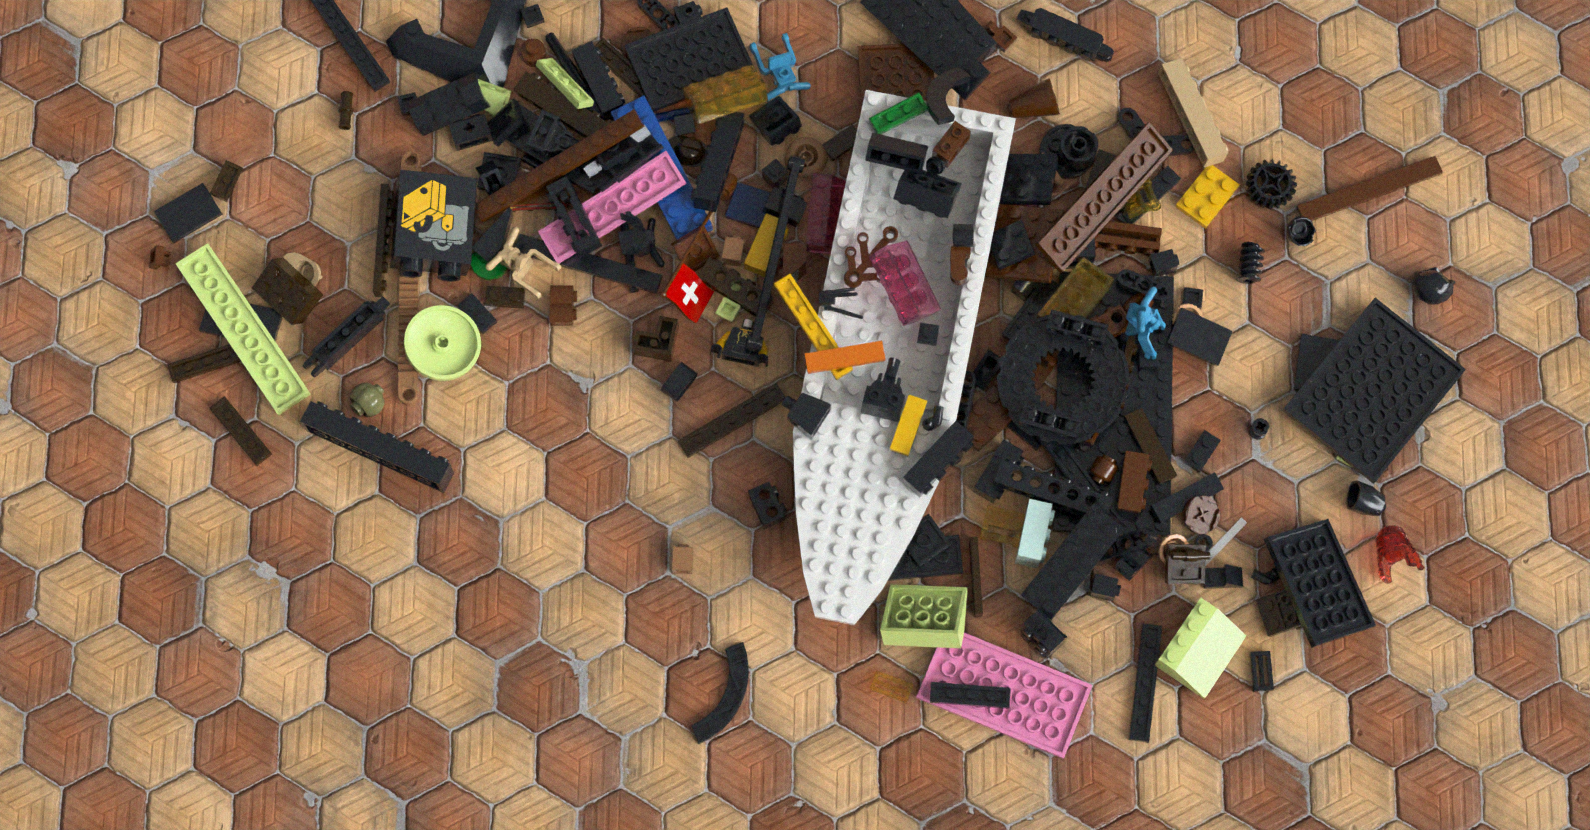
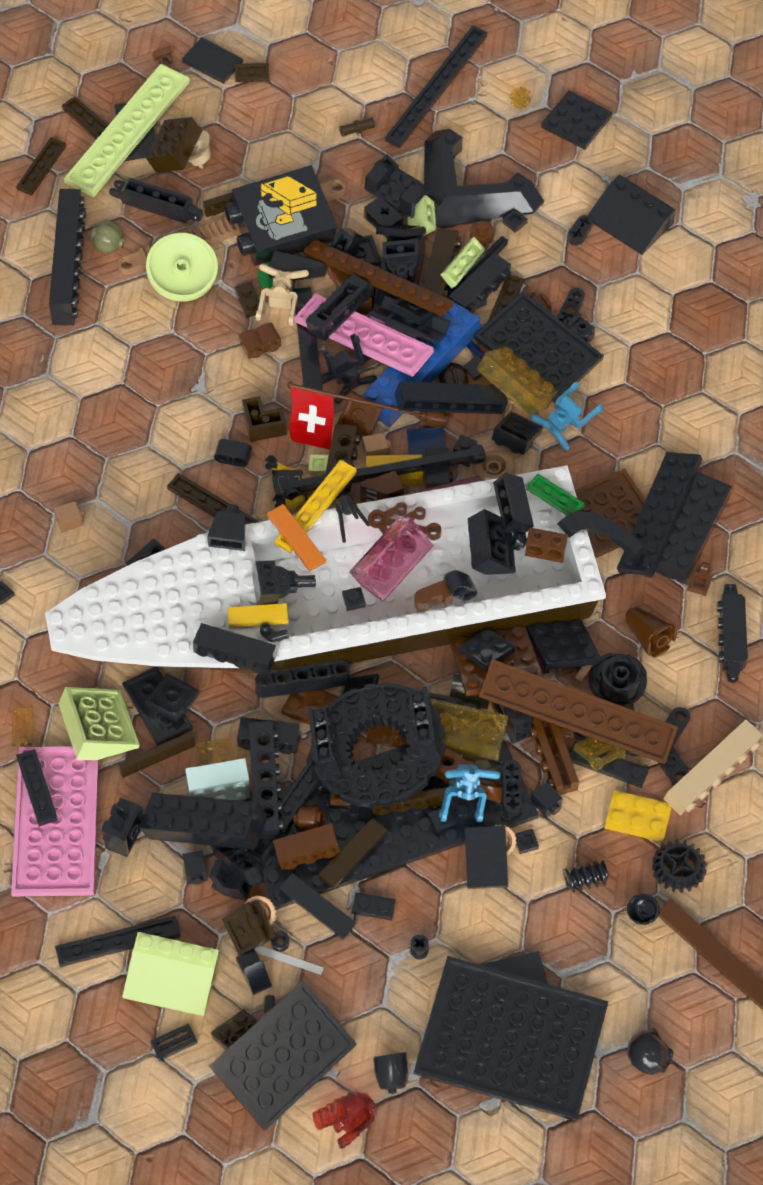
camera: 65 degrees right, 15 degrees down
(478, 313) = (224, 286): black plate -> none
(1201, 514) = (306, 925): tile -> none

